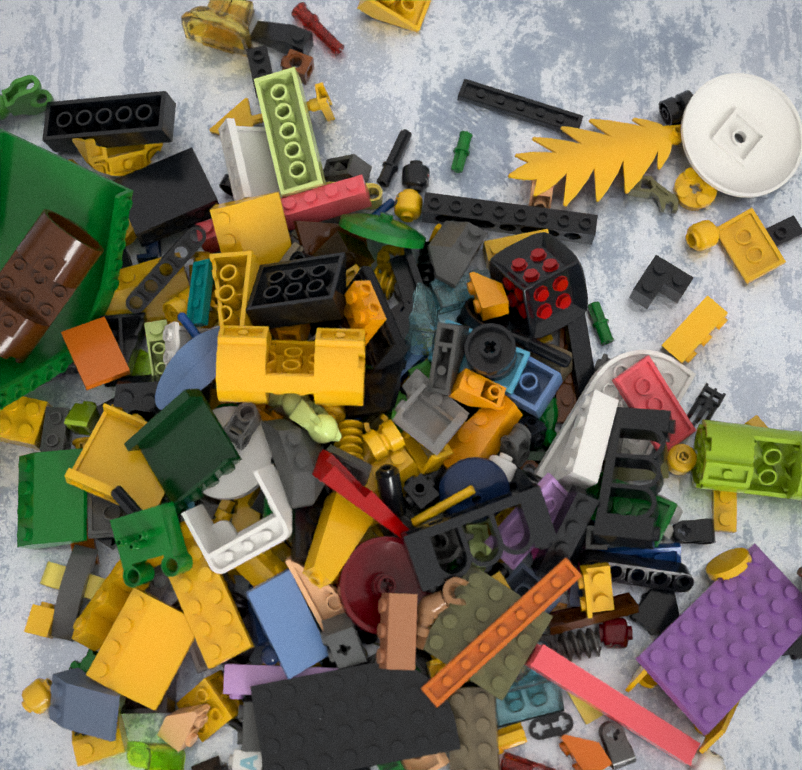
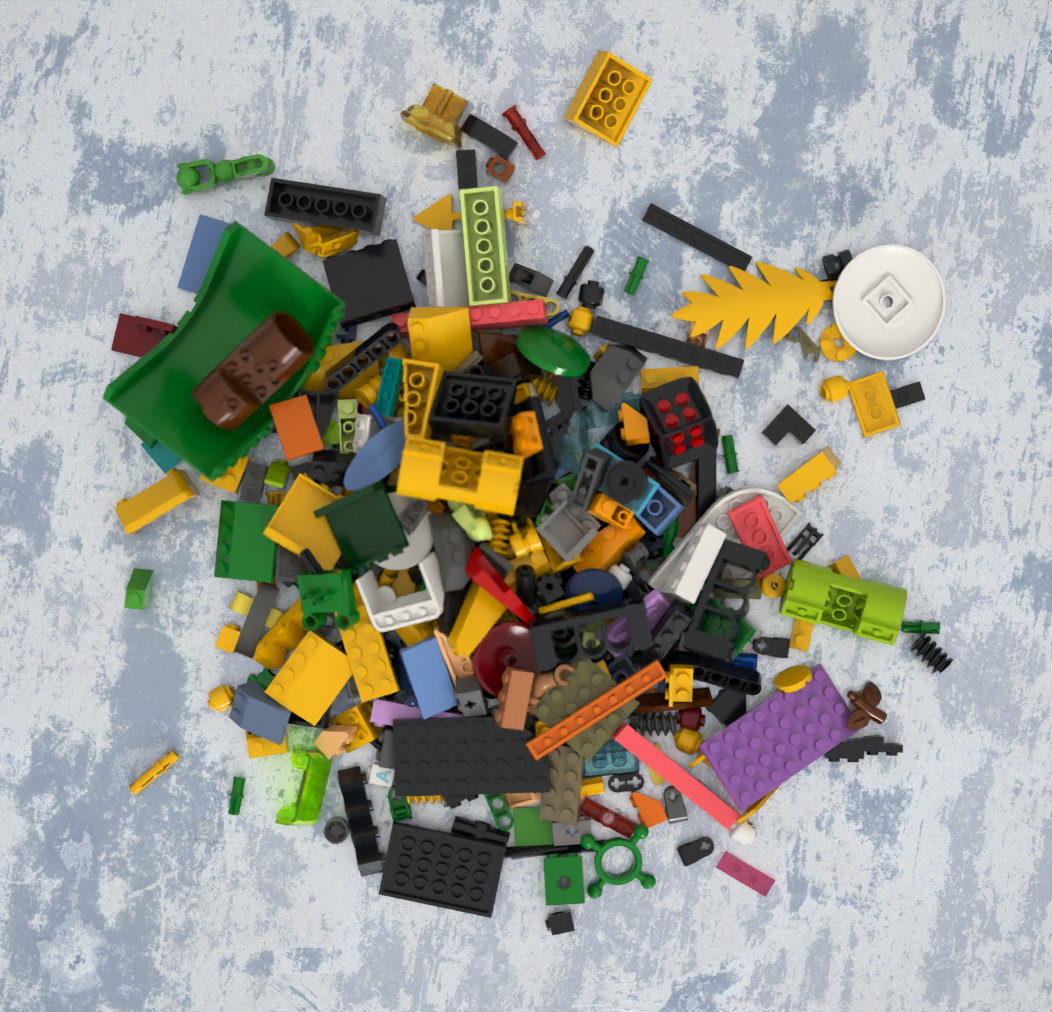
camera: 10 degrees right, 15 degrees up
(617, 661) = (688, 741): none -> yellow head

